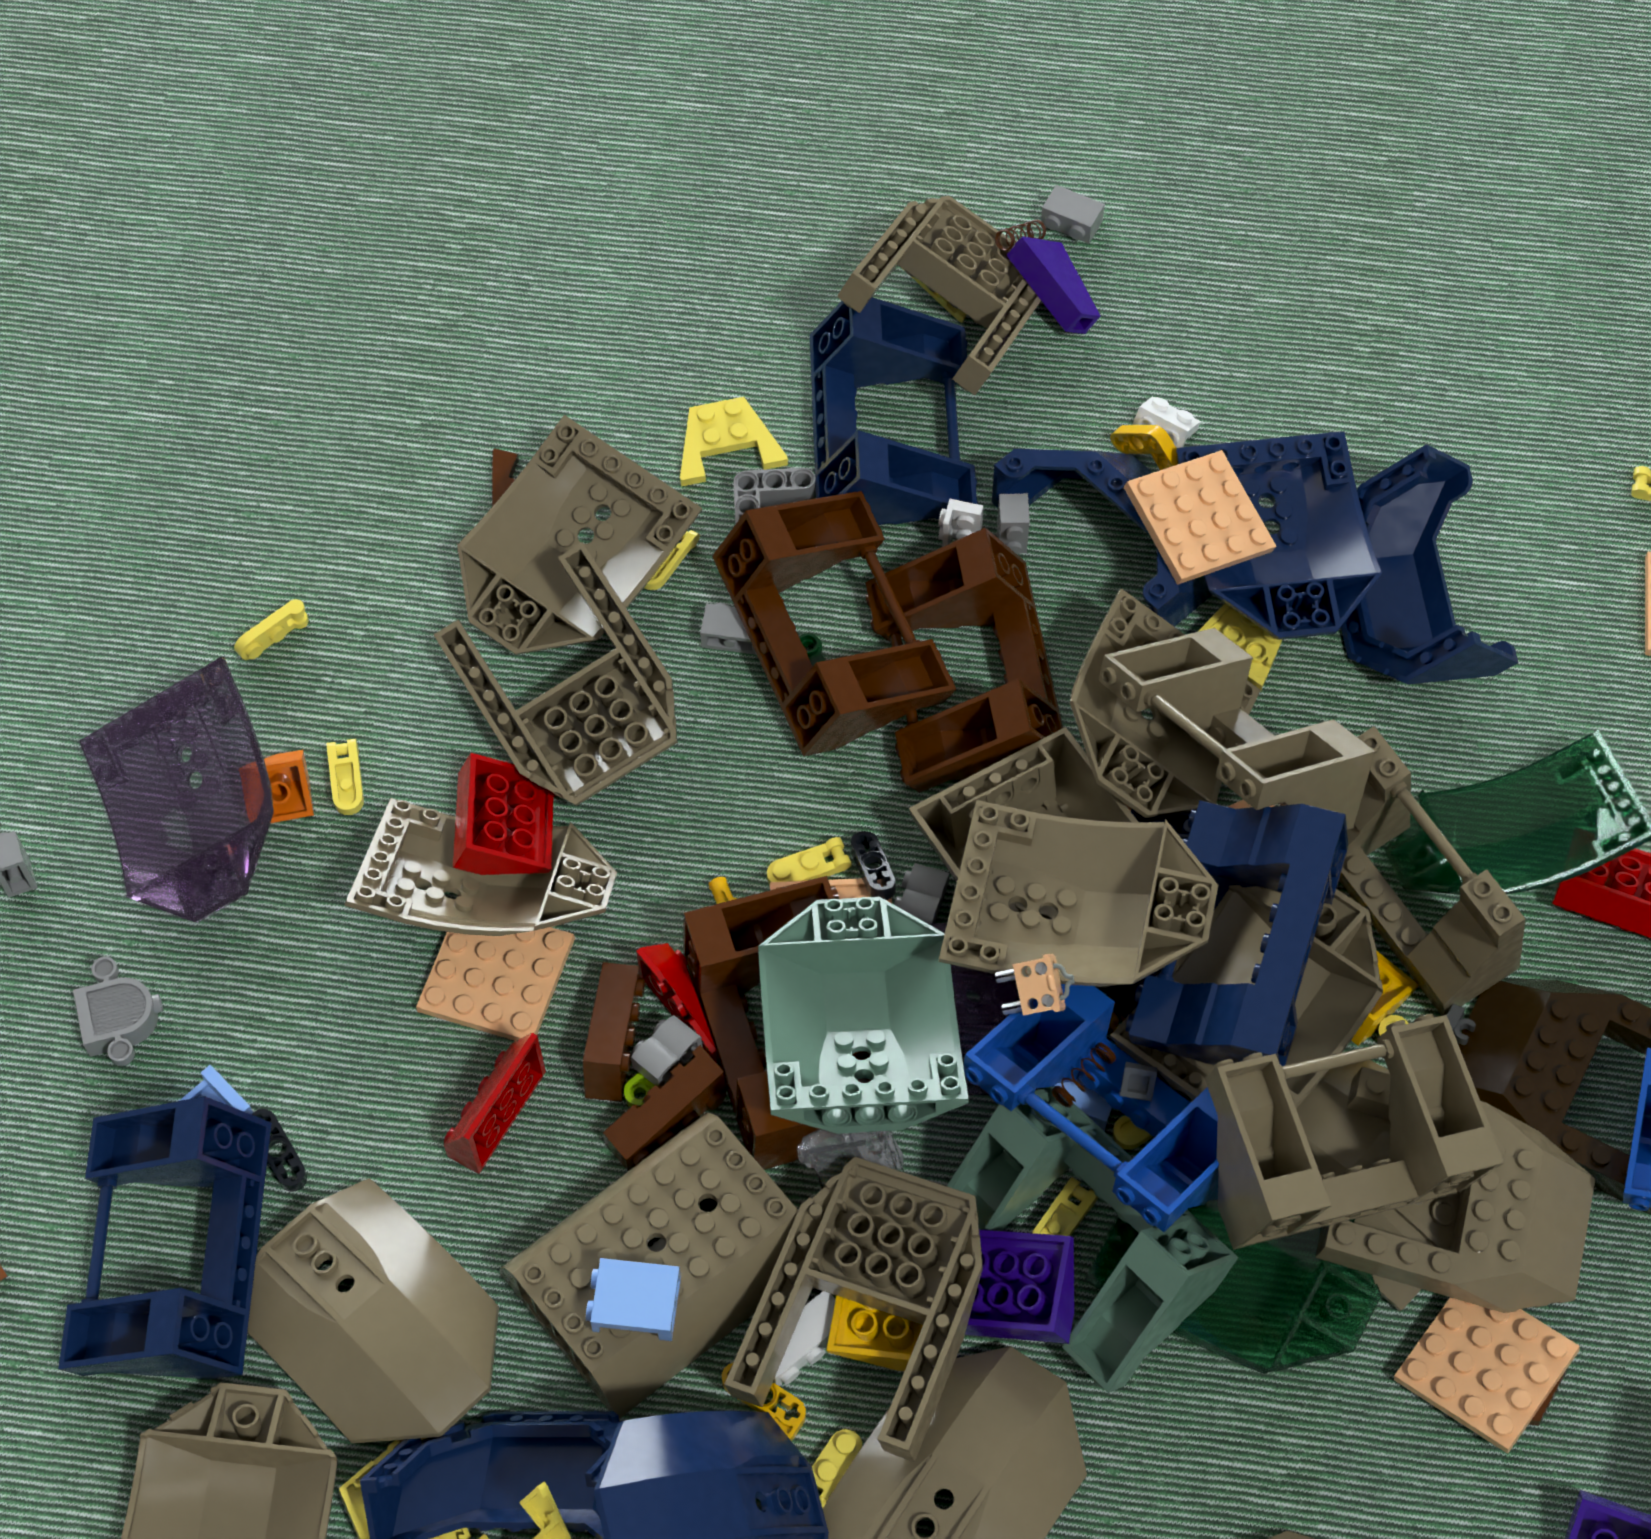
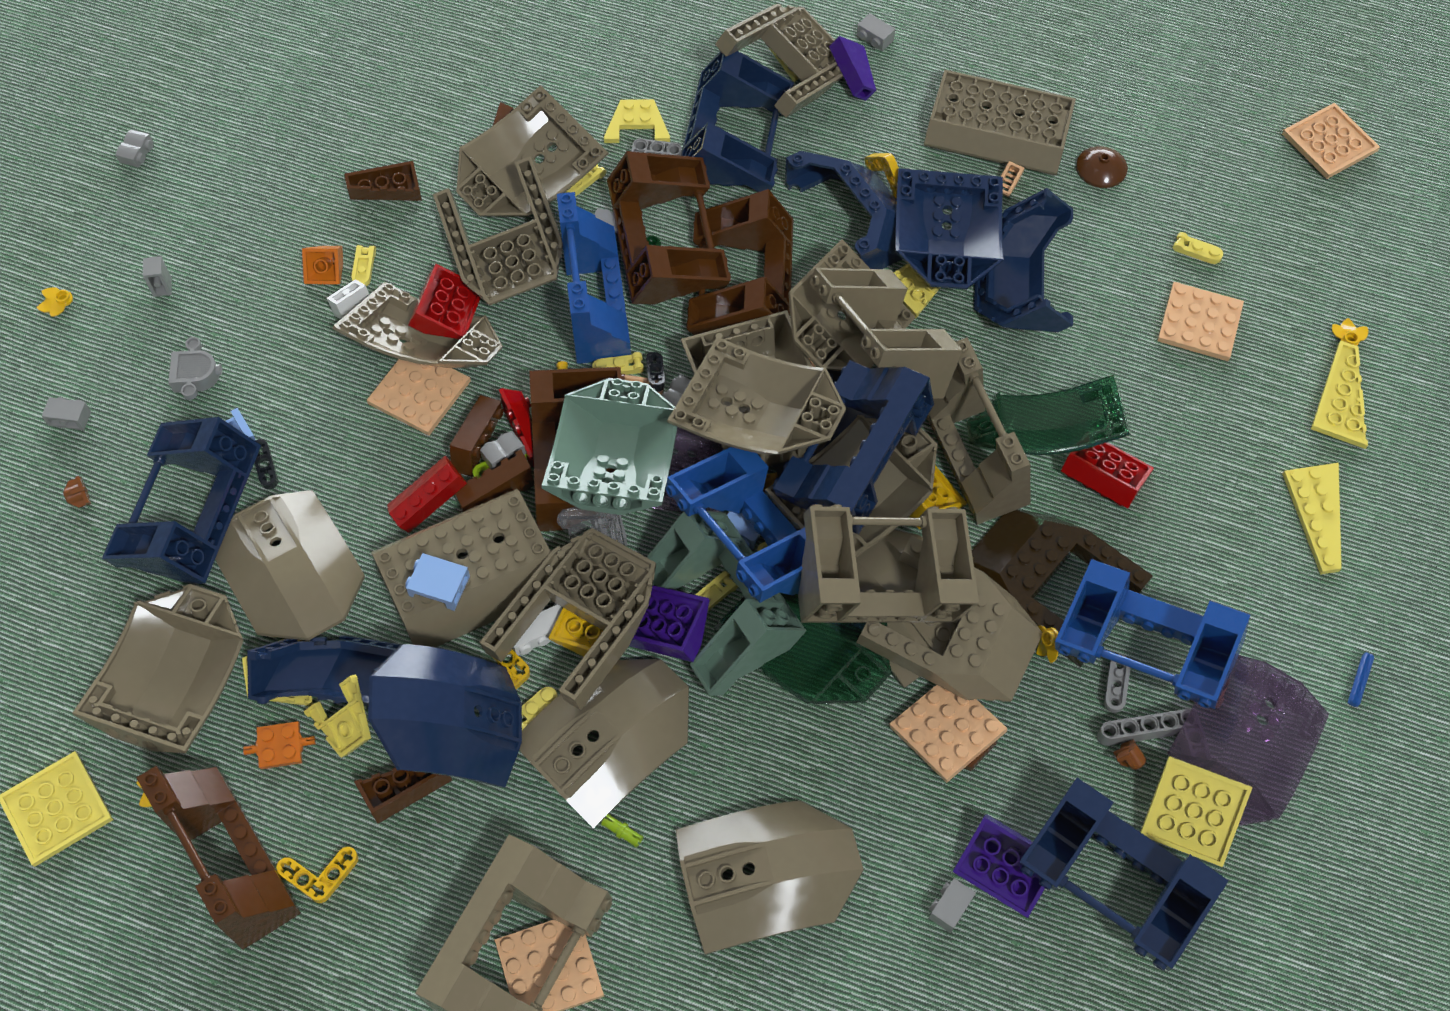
camera: 10 degrees right, 0 degrees up
(175, 842) = (255, 281): clear purple wedge -> none
(271, 630) = (337, 179): light yellow plate -> none
(342, 841) = (347, 298): none -> white brick
(345, 627) = (384, 183): none -> reddish brown wedge
(496, 1104) = (396, 462): red slope -> none
(560, 1149) = (426, 495): none -> red slope
(713, 672) = (591, 247): none -> blue brick
(959, 520) = (759, 183): white bracket -> none
(1007, 230) = (833, 35): reddish brown piece -> none
(1013, 521) = (791, 194): light grey brick -> none
(1041, 985) = (720, 445): light nougat piece -> none
(1109, 1058) = (725, 515): reddish brown piece -> none
(1138, 1081) = (773, 517): dark grey tile -> none
(1177, 423) = (904, 158): white bracket -> none
(1199, 517) = (900, 208): light nougat plate -> none
(1311, 350) = (998, 132): none -> dark tan slope
(1354, 408) = (1016, 169): none -> light nougat slope
(1457, 1023) = (979, 528): dark grey tile -> none
(1484, 387) = (1101, 167): none -> reddish brown dish
(1608, 1193) = (1047, 643): none -> yellow plate

